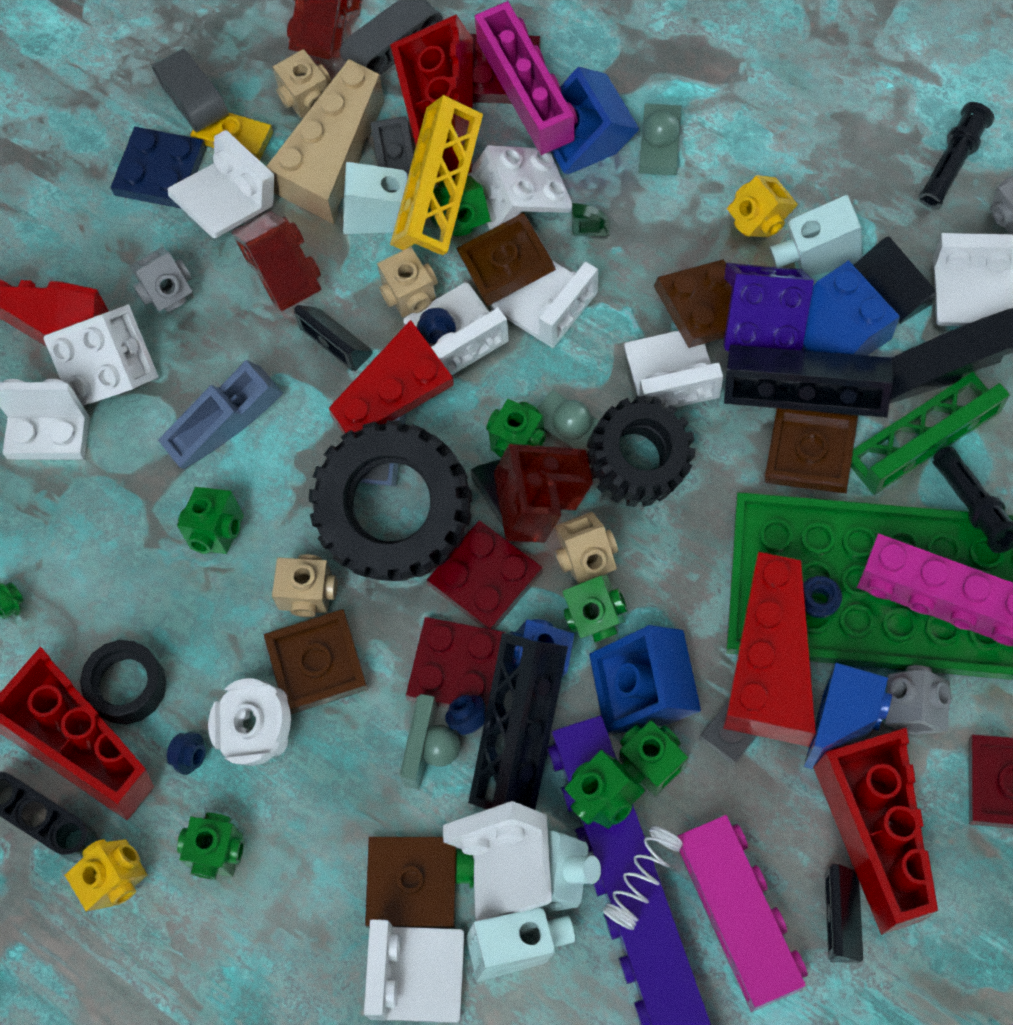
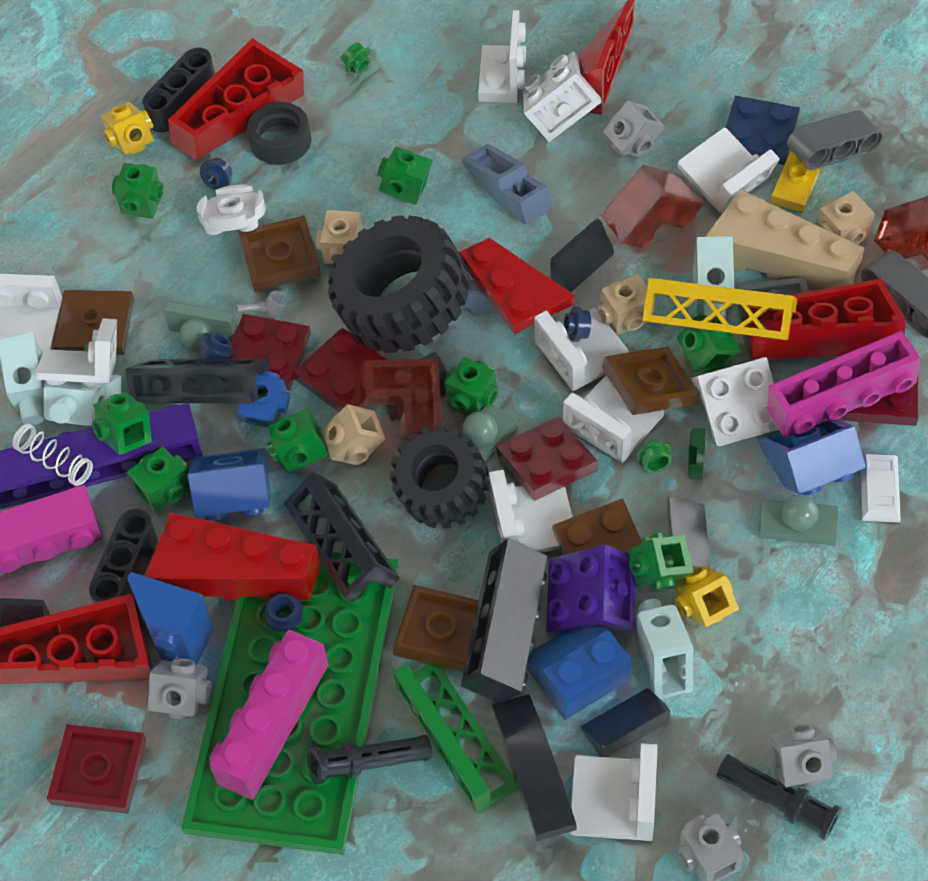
camera: 90 degrees right, 10 degrees down
(392, 670) = (270, 307): none -> light grey hand
(591, 254) = (654, 455): none -> green plate
(600, 357) = (546, 458): none -> dark red plate
(625, 72) = (880, 488): none -> white tile
(684, 233) = (689, 520): none -> slope
(713, 536) = (357, 541): none -> black fence
(740, 233) = (660, 561): none -> green brick
(783, 780) = (121, 548): none -> black beam
(921, 131) = (802, 756): none -> light grey brick

